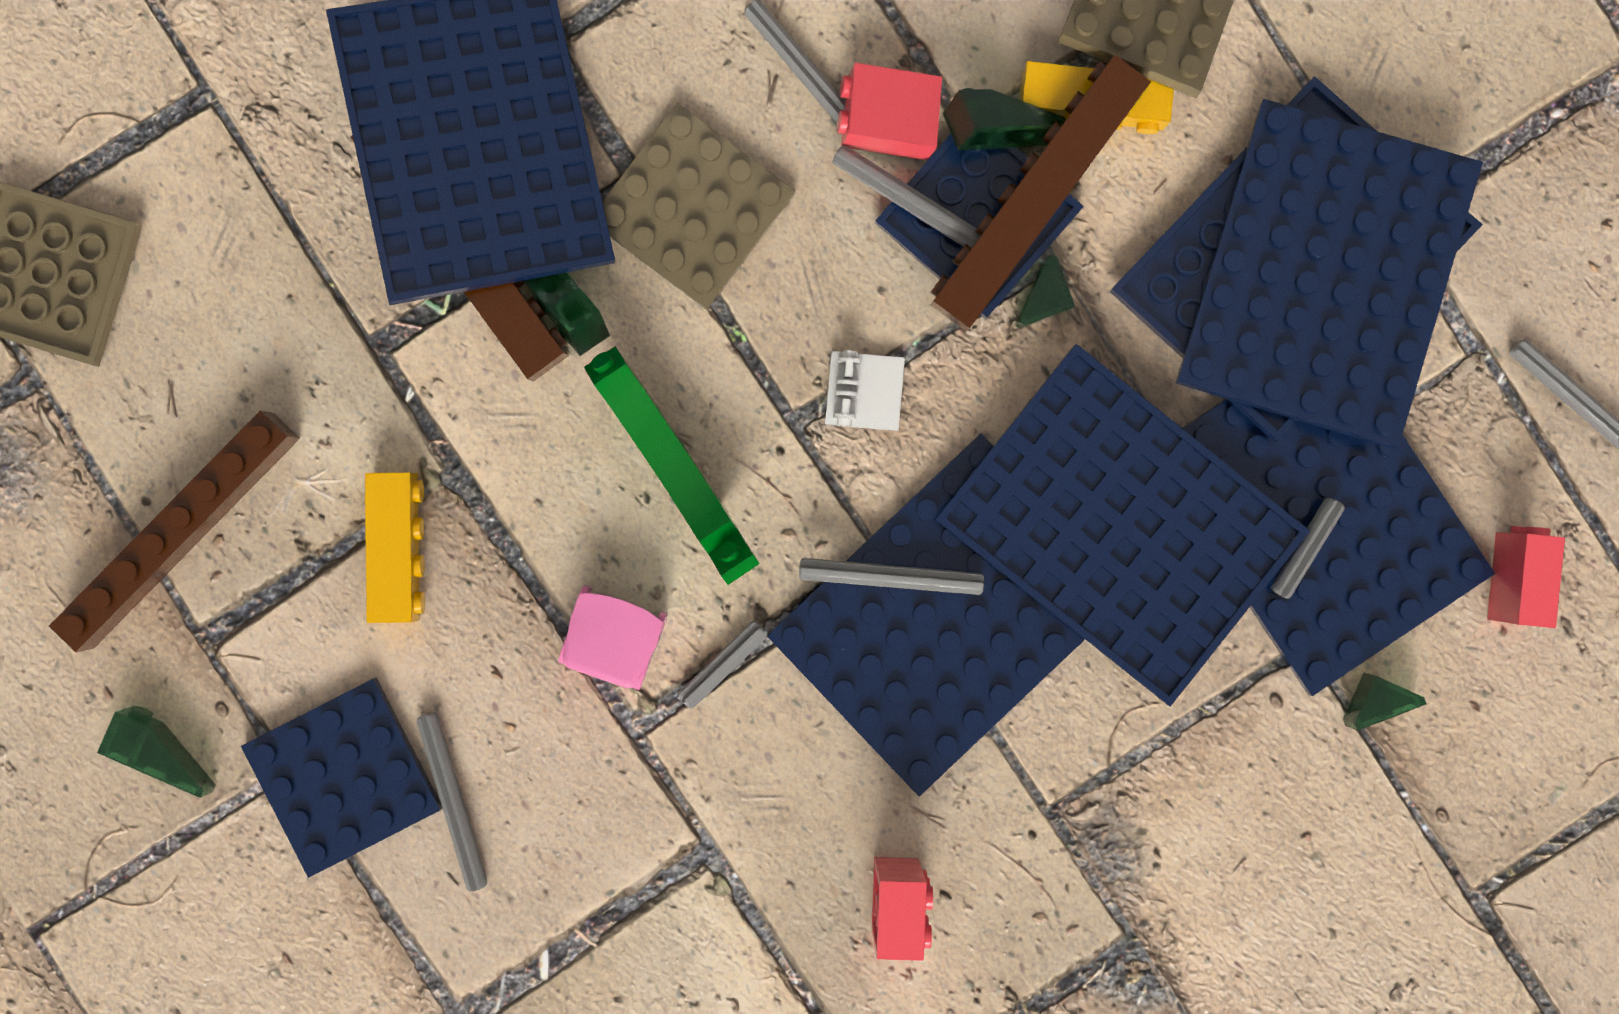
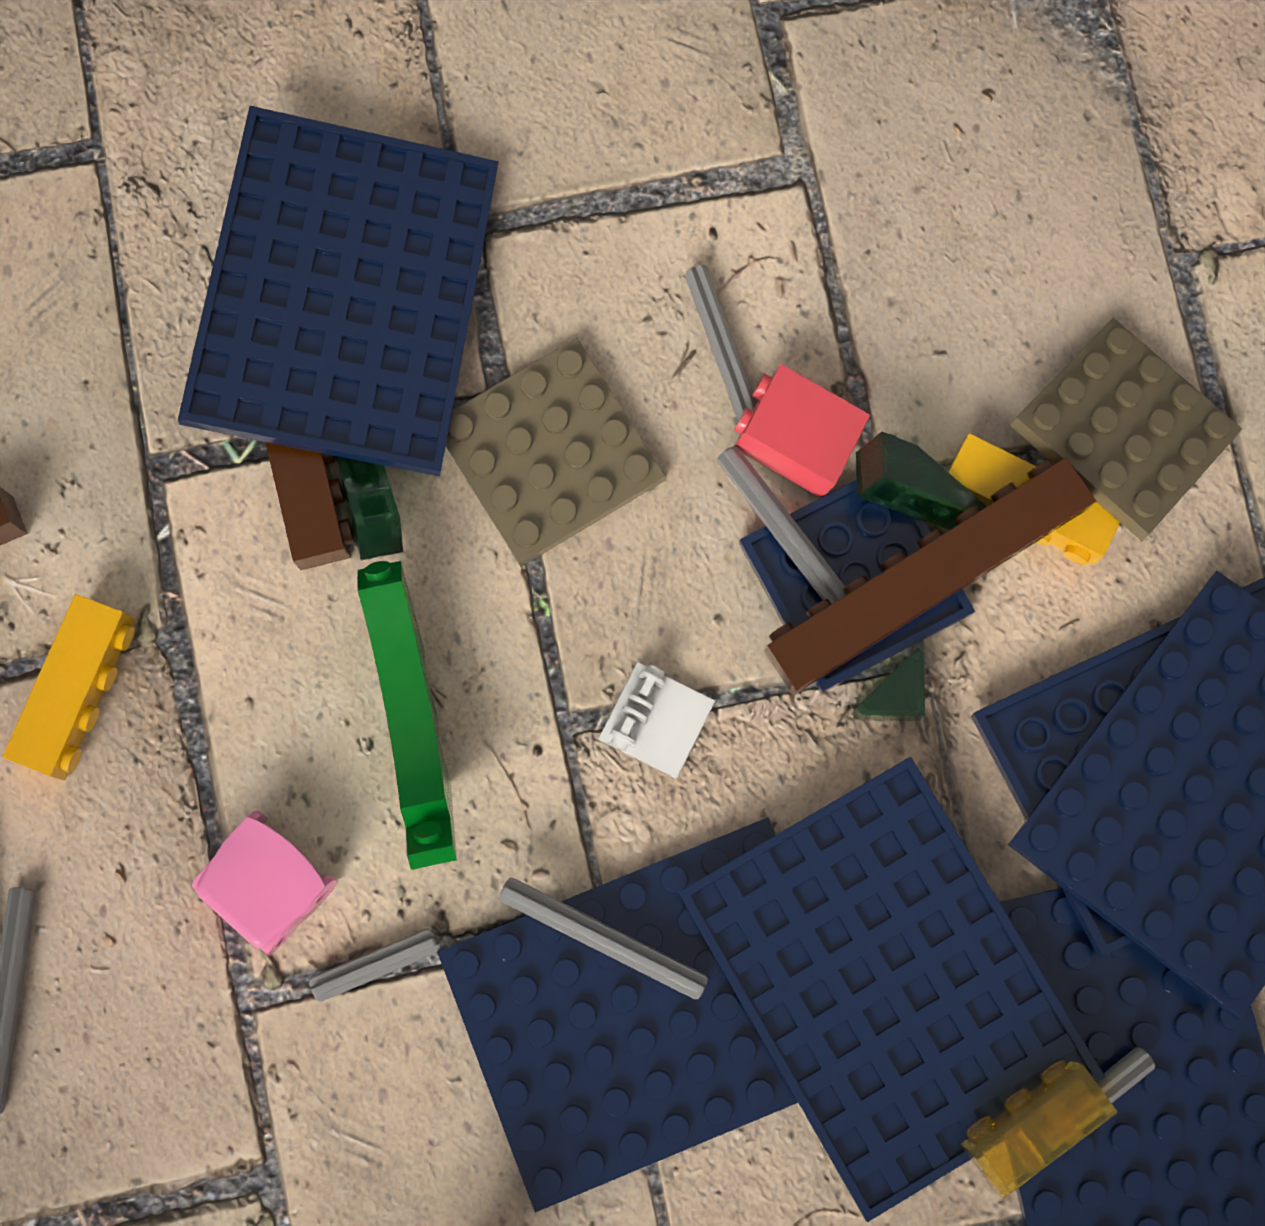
camera: 20 degrees right, 10 degrees down
(1273, 587) = (1037, 1126): none -> clear yellow brick

